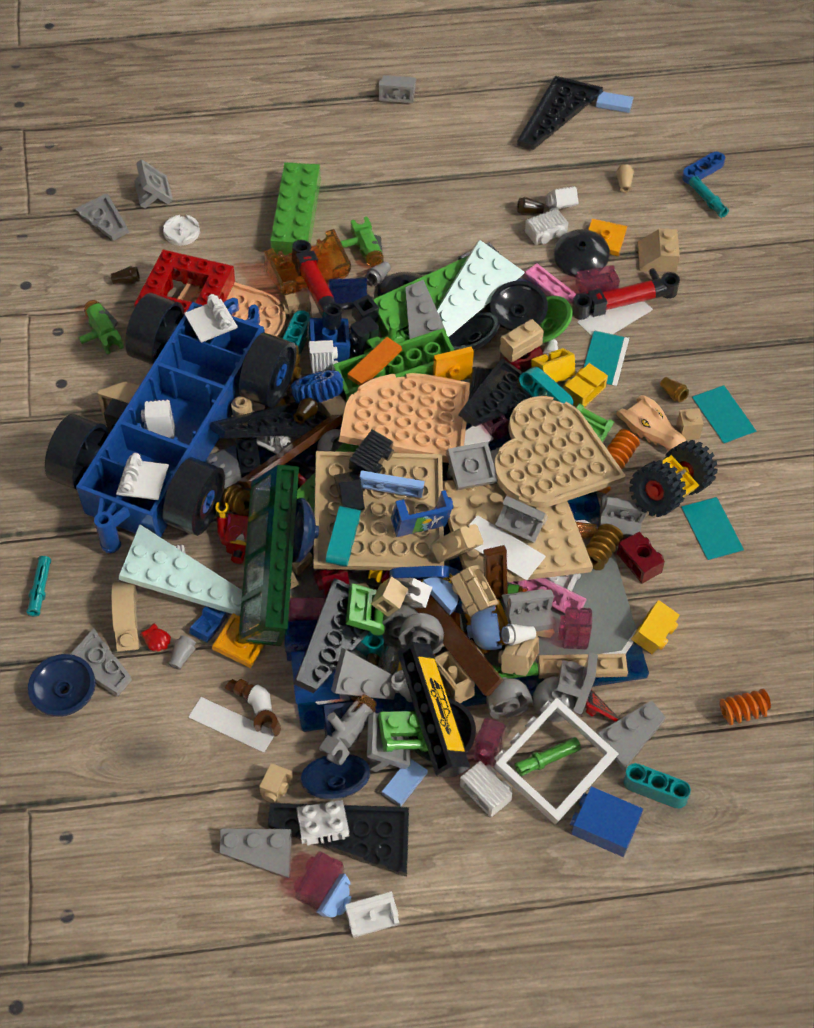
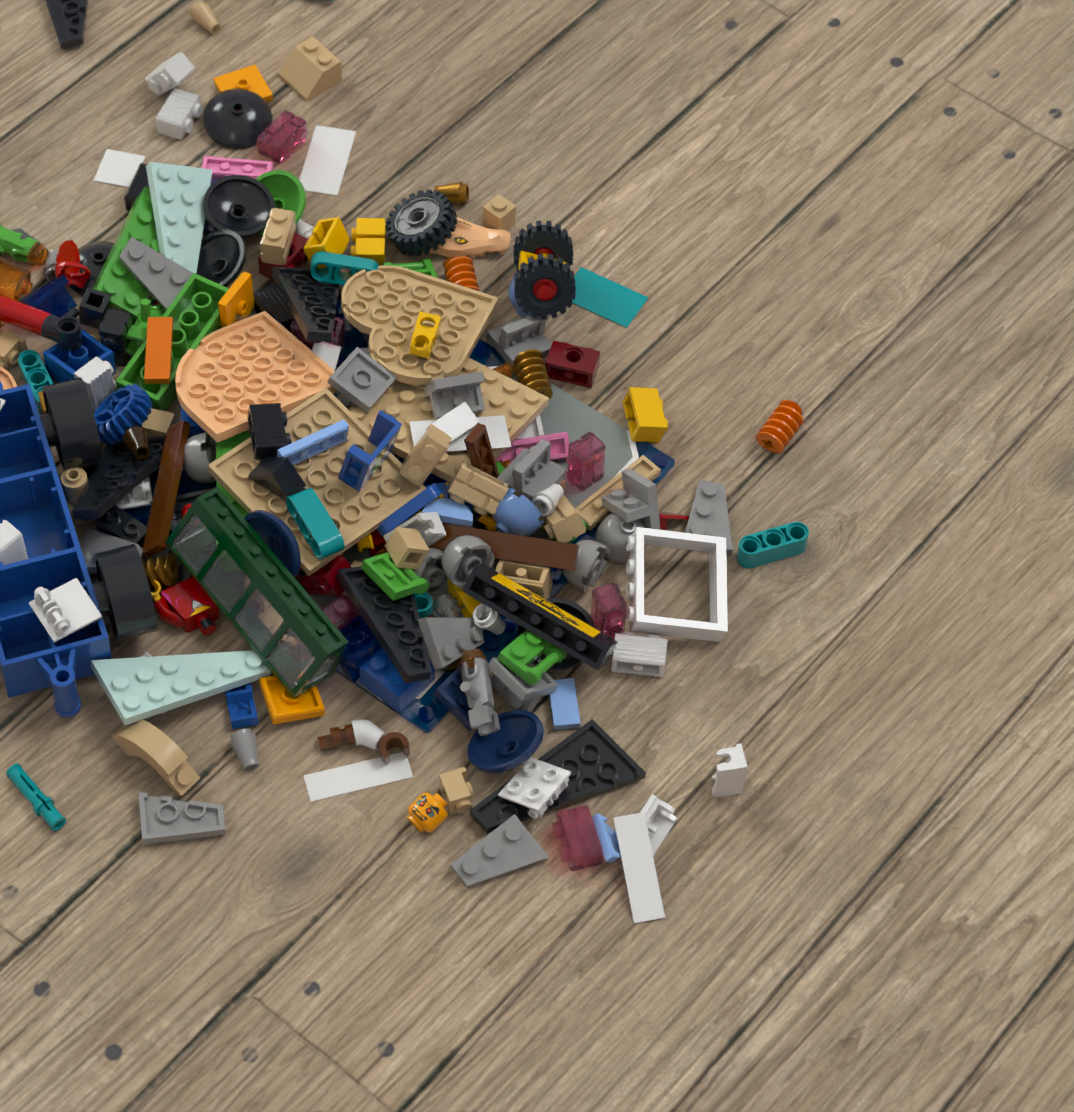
camera: 45 degrees left, 0 degrees up
(55, 676) = (163, 847): dark blue dish -> none
(156, 638) = (206, 756): red animal -> none
(243, 782) = (427, 812): none -> light orange head
(335, 935) = (639, 867): none -> white sticker
(382, 275) = (69, 263): none -> red piece
(459, 924) = (731, 775): none -> white hinge
(482, 233) = (118, 167): none -> white sticker
(500, 535) = (457, 421): none -> white tile
(529, 206) = (138, 104): dark brown cone -> none
(540, 465) = (423, 336): none -> yellow leg
(541, 759) = (658, 597): bright green pin -> none
(598, 302) = (302, 155): piece -> none
(606, 821) = (762, 604): blue brick -> none
(607, 354) = (354, 199): teal sticker -> none
(629, 394) = (421, 222): none -> black wheel
(724, 414) = (516, 186): teal sticker -> none

